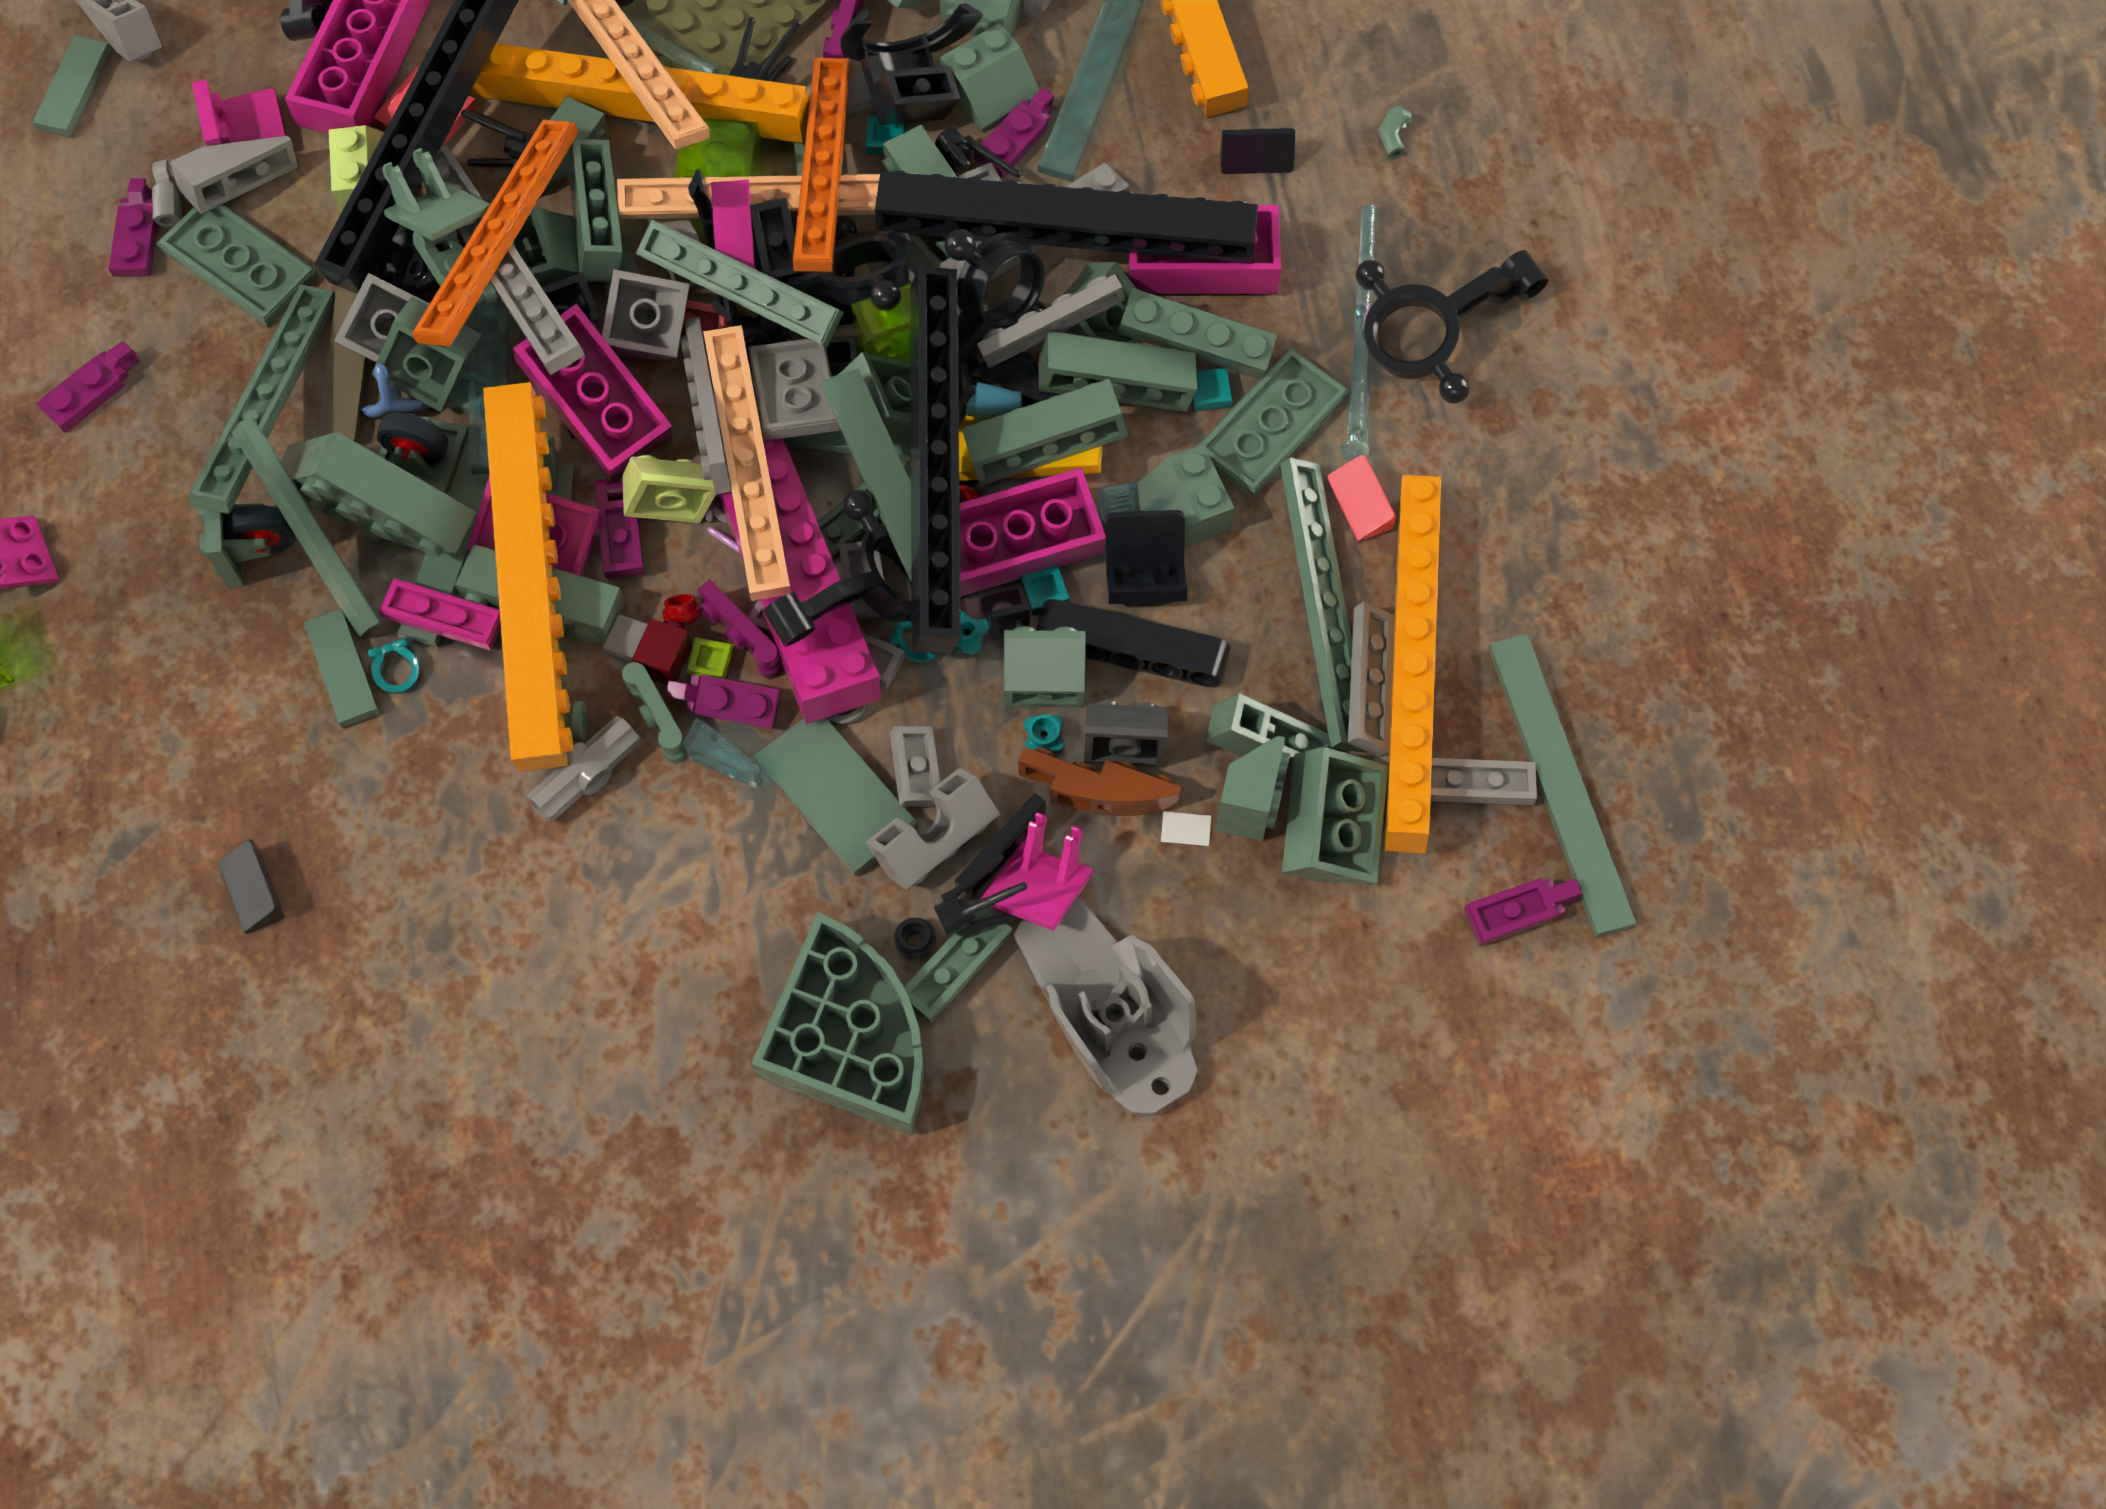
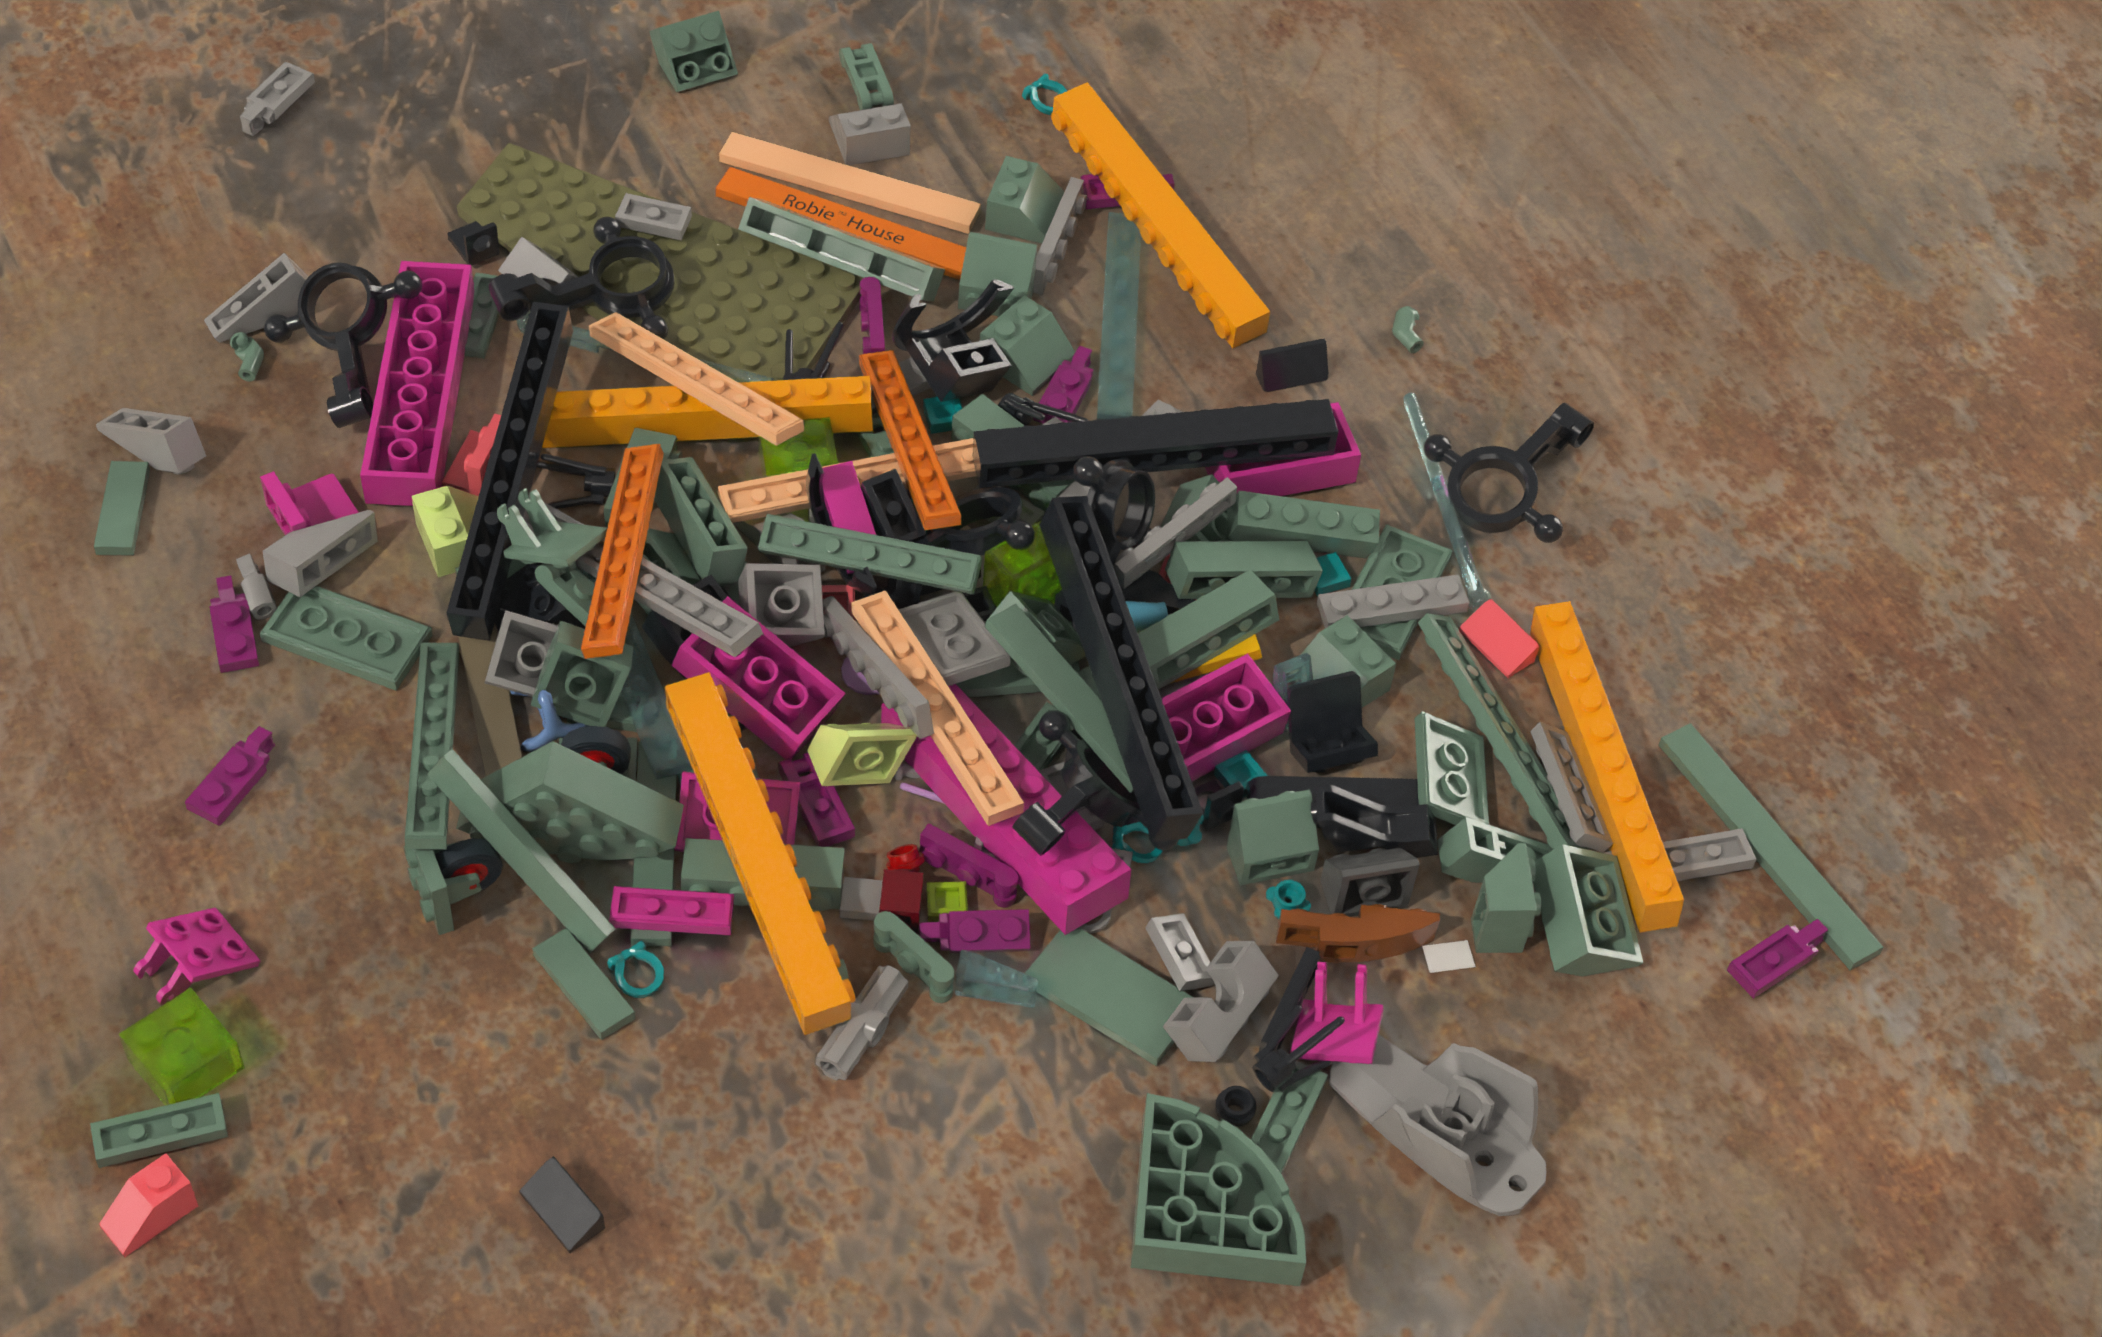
camera: 20 degrees left, 15 degrees down
(1138, 676) = (1360, 824): none -> black arch
(1253, 636) = (1450, 770): none -> sand green tile
(1264, 437) = (1394, 601): none -> light grey plate

